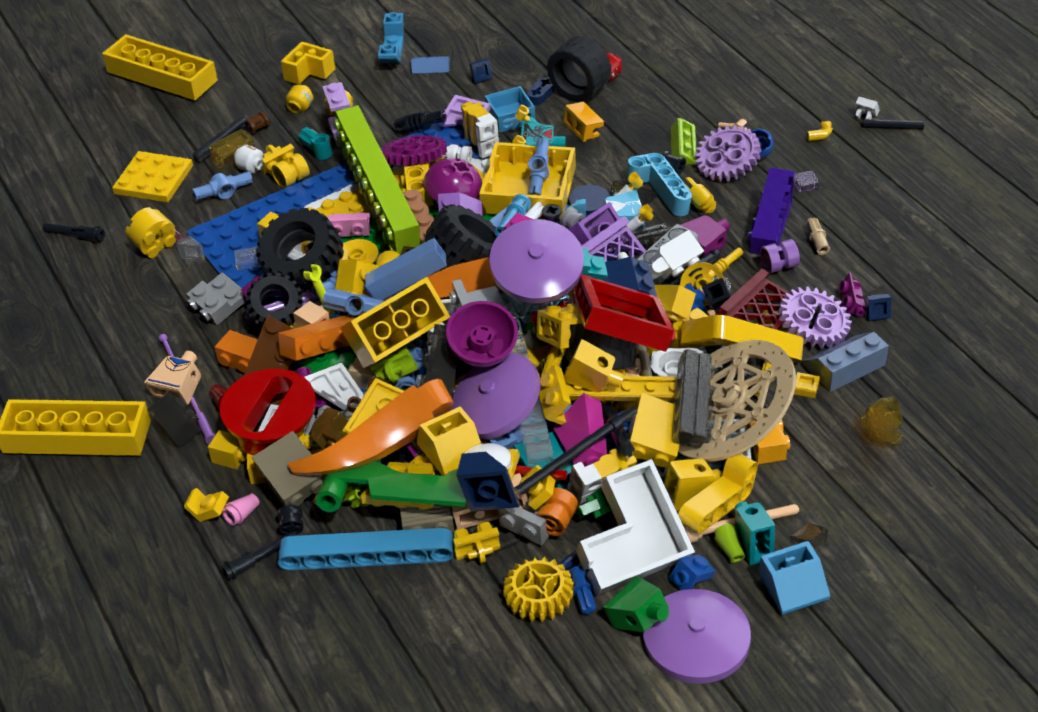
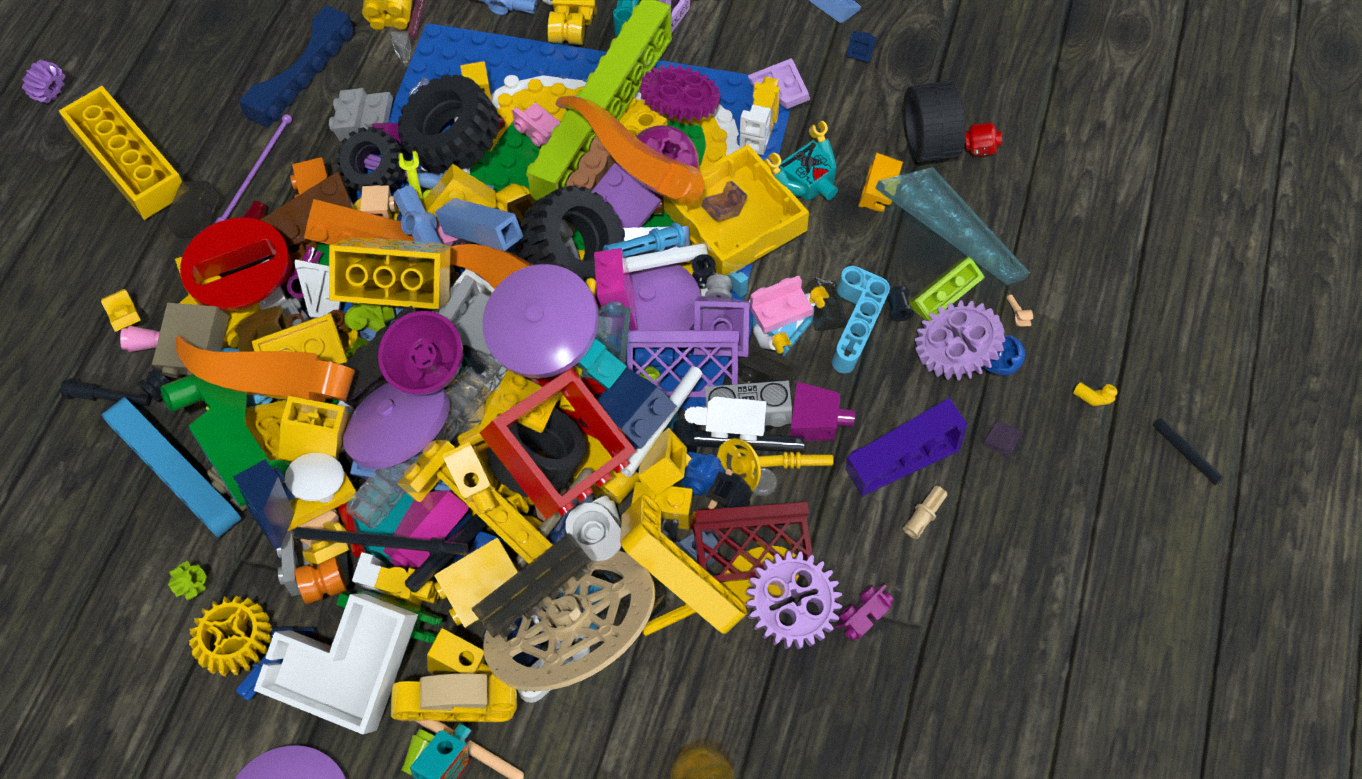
camera: 45 degrees right, 15 degrees up
(136, 332) = (268, 99): none -> dark blue arch
(175, 376) = (237, 169): light nougat torso -> none
(360, 250) = (503, 158): yellow dish -> none
(419, 121) = (733, 62): black hinge -> none
(463, 153) = (716, 132): white wheel -> none
(469, 179) = (645, 165): none -> orange animal
(470, 587) = (187, 580): none -> lime gear
(476, 544) = (236, 537): yellow hips -> none
(505, 106) = (835, 107): dark azure piece -> none
(518, 178) = (726, 204): none -> bracket
(538, 160) = (749, 198): medium blue pin -> none
(540, 91) = (889, 113): dark blue beam -> none
(594, 196) = (771, 270): dark blue tile -> none
(621, 196) = (780, 304): none -> bright pink bracket
(637, 606) = (267, 736): green torso -> none
(645, 109) = (946, 213): none -> clear light blue wing
(690, 571) = (356, 748): blue bracket -> none
(701, 197) = (874, 362): yellow arm -> none
(716, 485) = (453, 690): none -> tan slope
(773, 446) = (585, 695): light orange brick -> none
(779, 256) = (861, 507): medium lavender wheel -> none
(806, 385) = (698, 661): yellow tile -> none
(848, 360) = (763, 673): sand blue slope -> none
(867, 107) = (1180, 409): white tile -> none
(878, 306) = (871, 646): dark blue tile -> none

